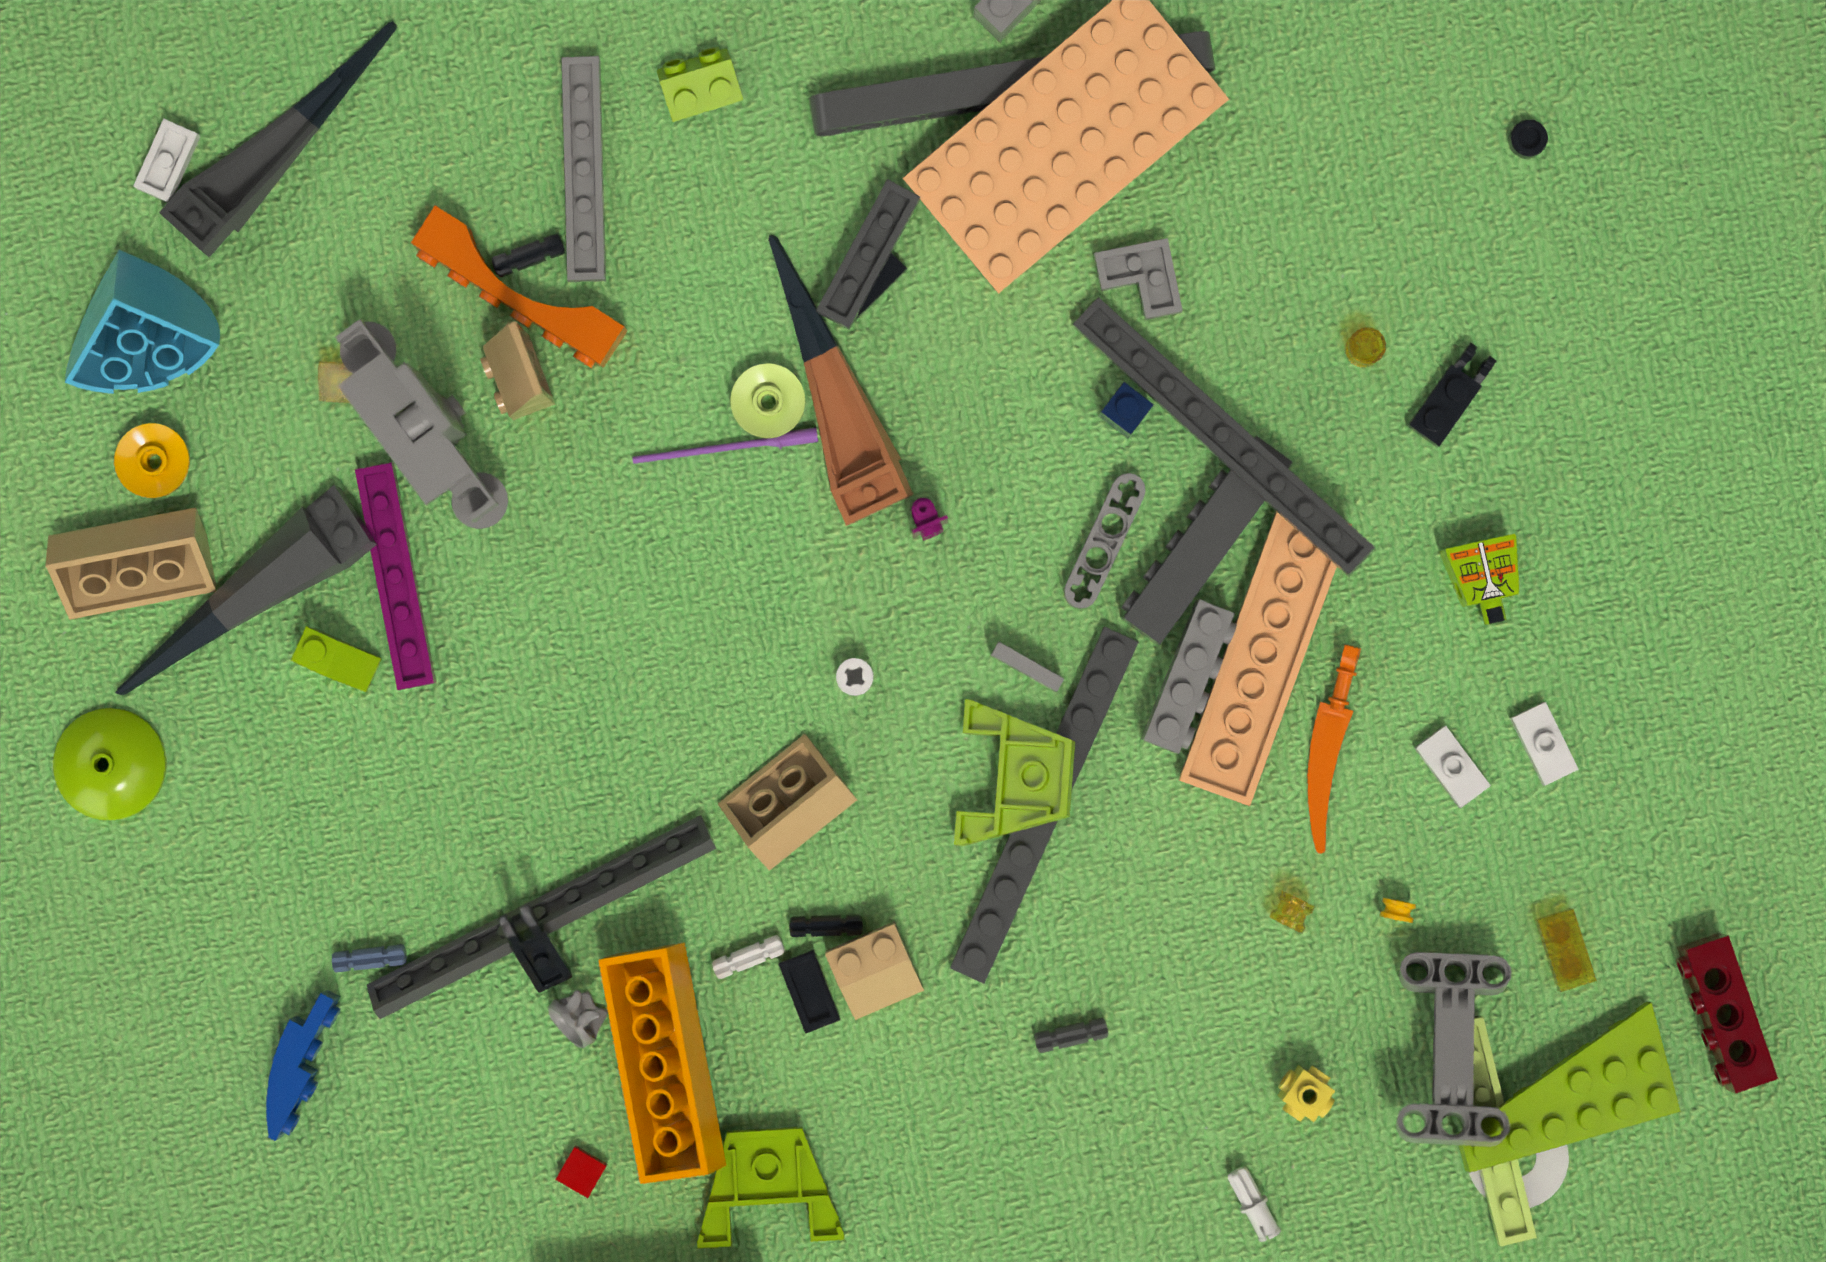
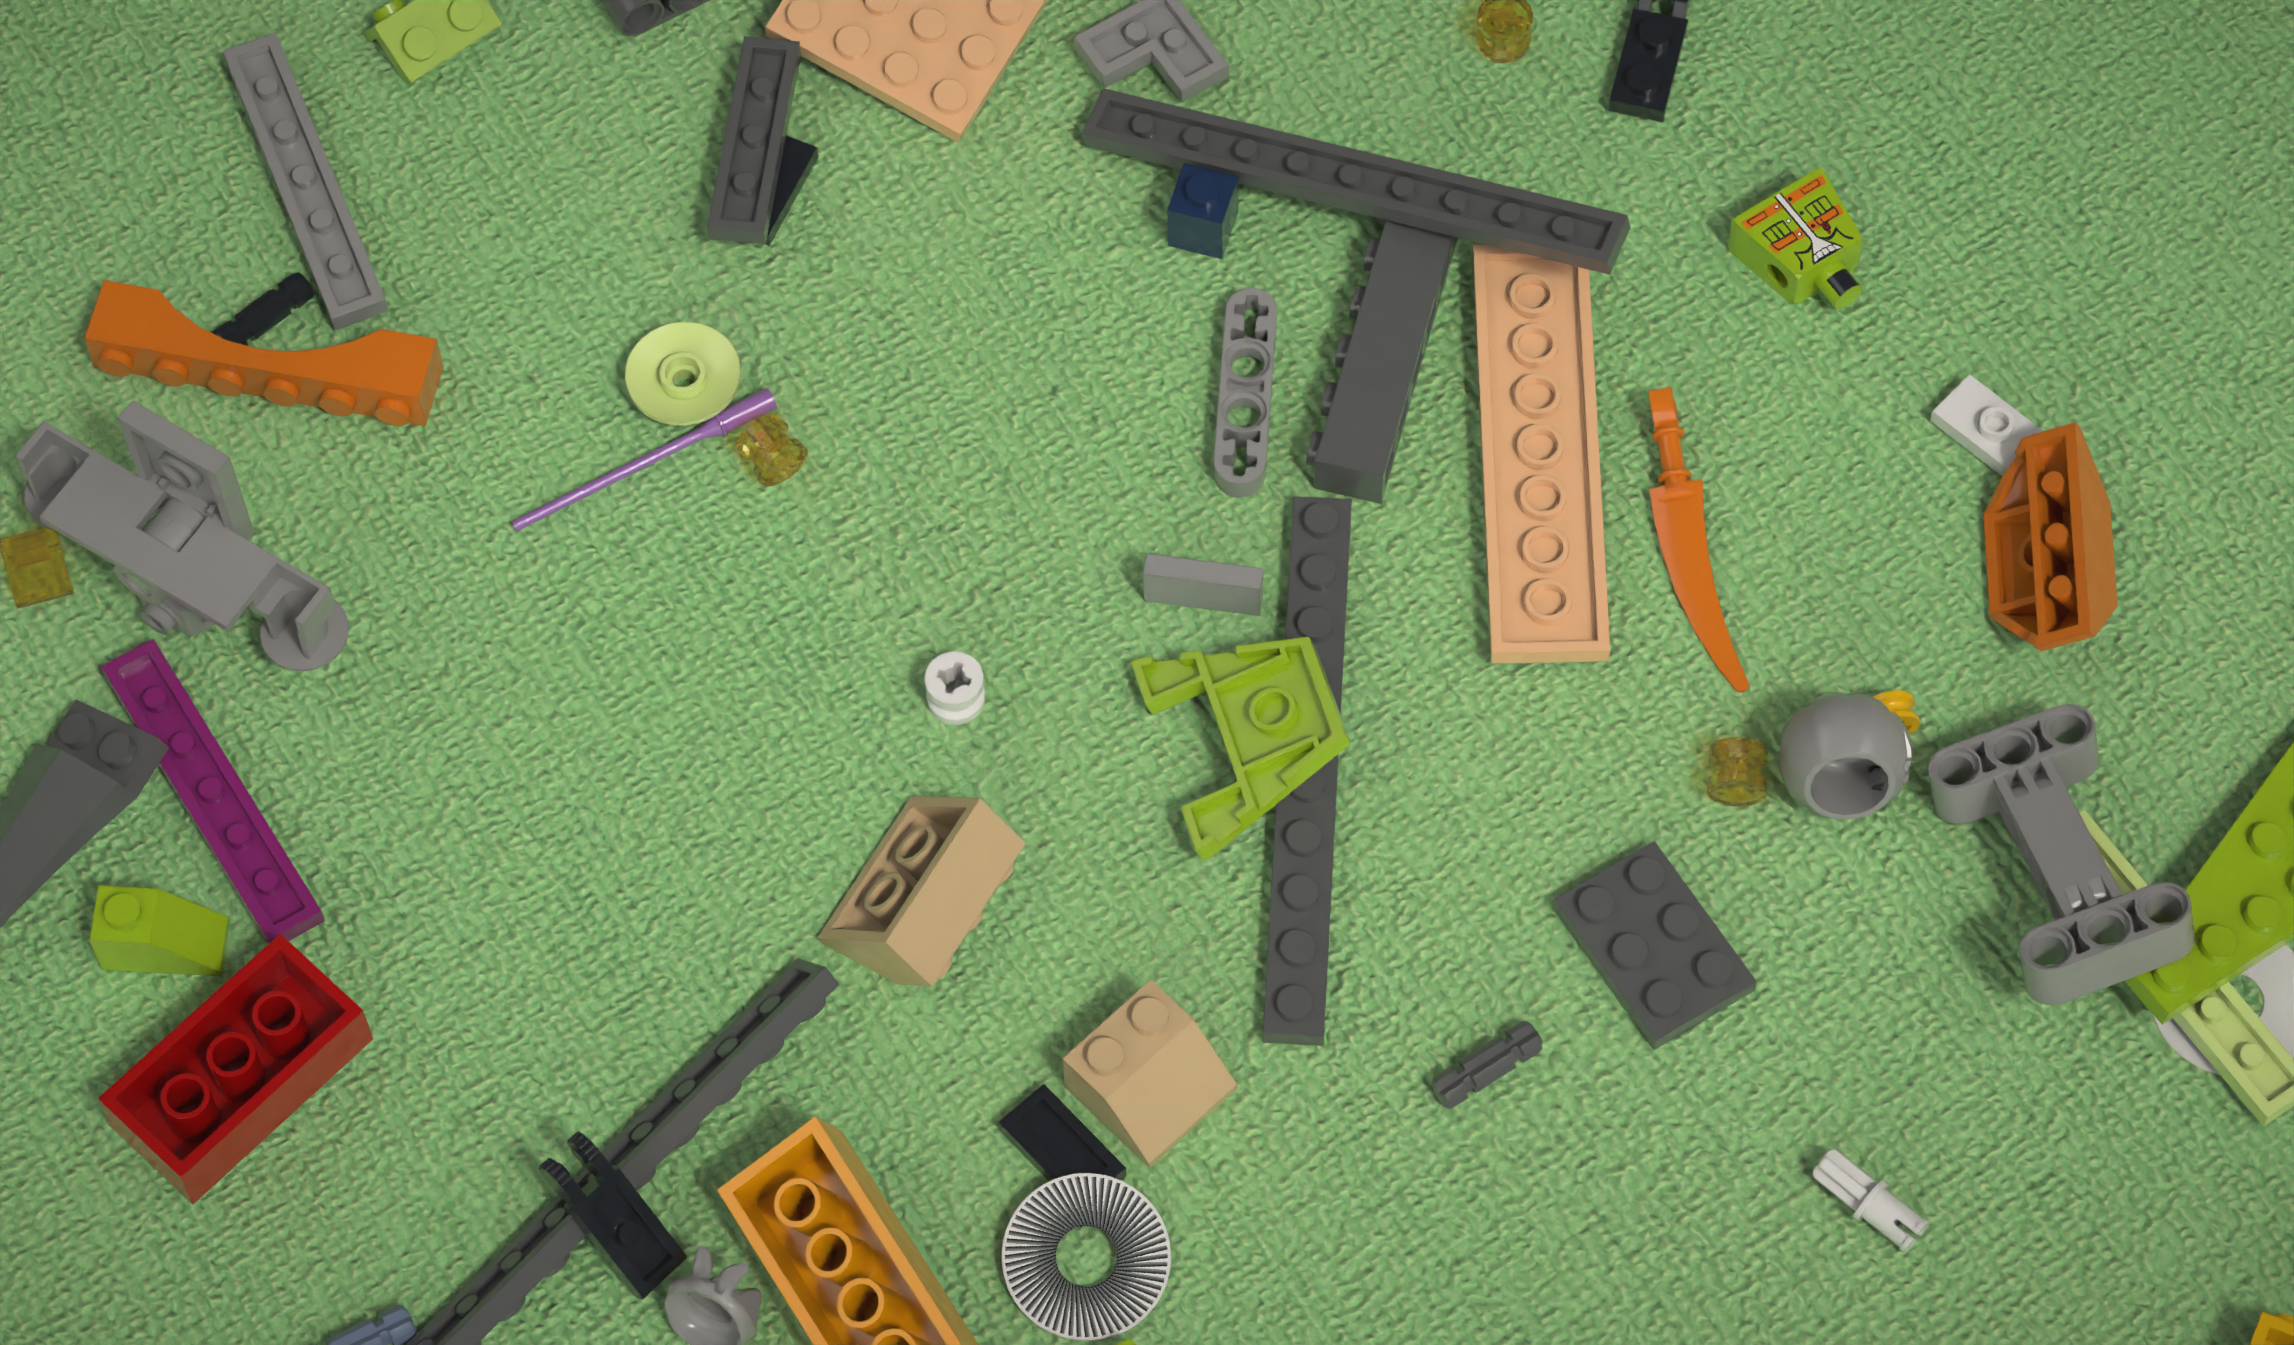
camera: 20 degrees left, 25 degrees down
(351, 769) = (236, 1068): none -> red brick
(517, 372) = (300, 442): tan slope -> none
(748, 957) = (948, 1131): white axle -> none
(802, 474) = (771, 449): none -> clear yellow wheel
(805, 1032) = (1073, 1309): none -> sticker
(826, 925) = (1043, 1045): black axle -> none
(856, 448) = (837, 389): nougat plate -> none
(927, 519) = (977, 432): magenta hinge -> none
(1187, 677) = (1443, 515): light grey brick -> none
(1198, 997) = (1654, 945): none -> dark grey plate
(1294, 1085) = (1874, 1007): light yellow brick -> none
(1357, 933) = (1845, 755): none -> light grey piece
(1452, 766) = (1878, 507): white plate -> none
(1539, 844) = (2051, 542): none -> orange wedge
(1565, 950) = (2159, 683): clear yellow plate -> none

